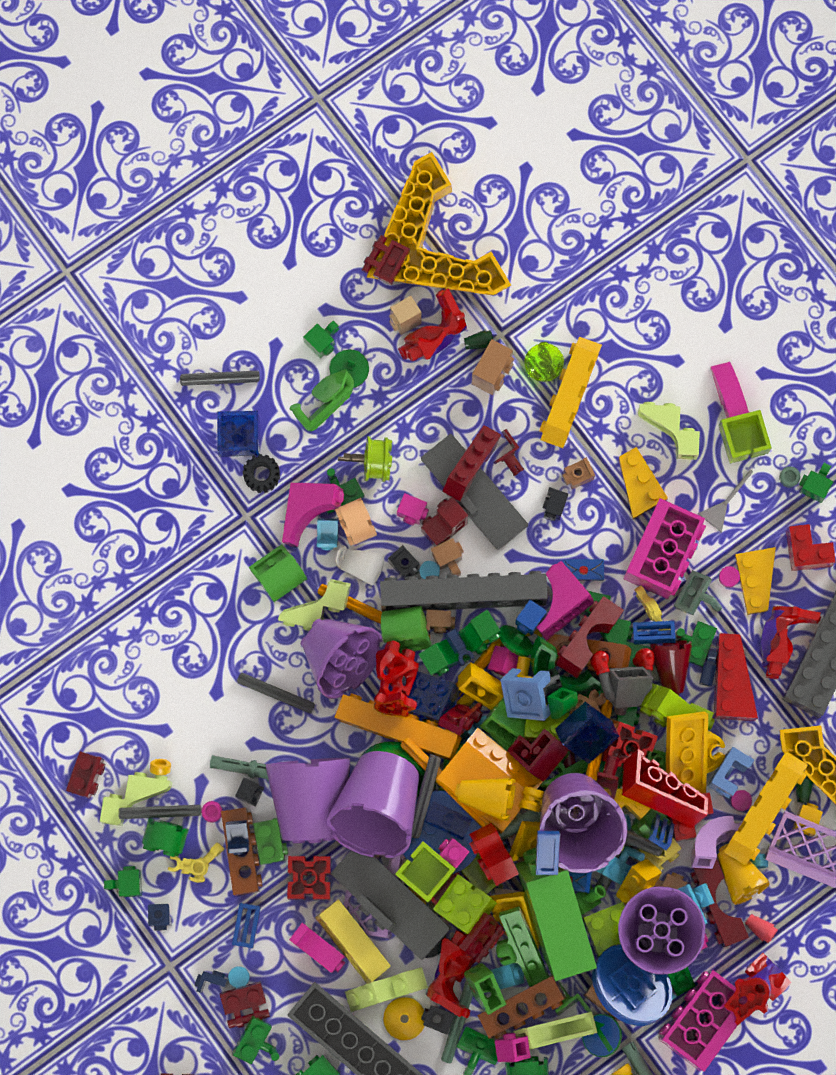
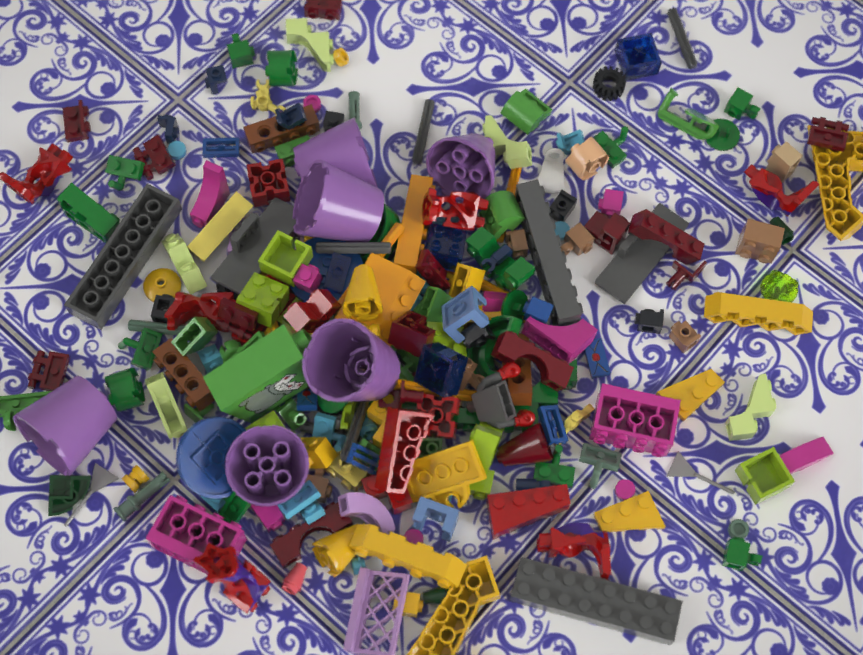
camera: 75 degrees right, 10 degrees down
(159, 811) = (302, 61): dark grey axle -> none
(305, 504) = (590, 118): dark pink arch -> none
(375, 459) = (647, 161): lime wheel -> none
(512, 1048) = (145, 370): dark pink brick -> none
(547, 852) = (313, 332): tile -> none
(562, 702) = (463, 342): green brick -> none
(606, 1039) = (165, 450): blue piece -> none
(806, 555) = (666, 556): red brick -> none

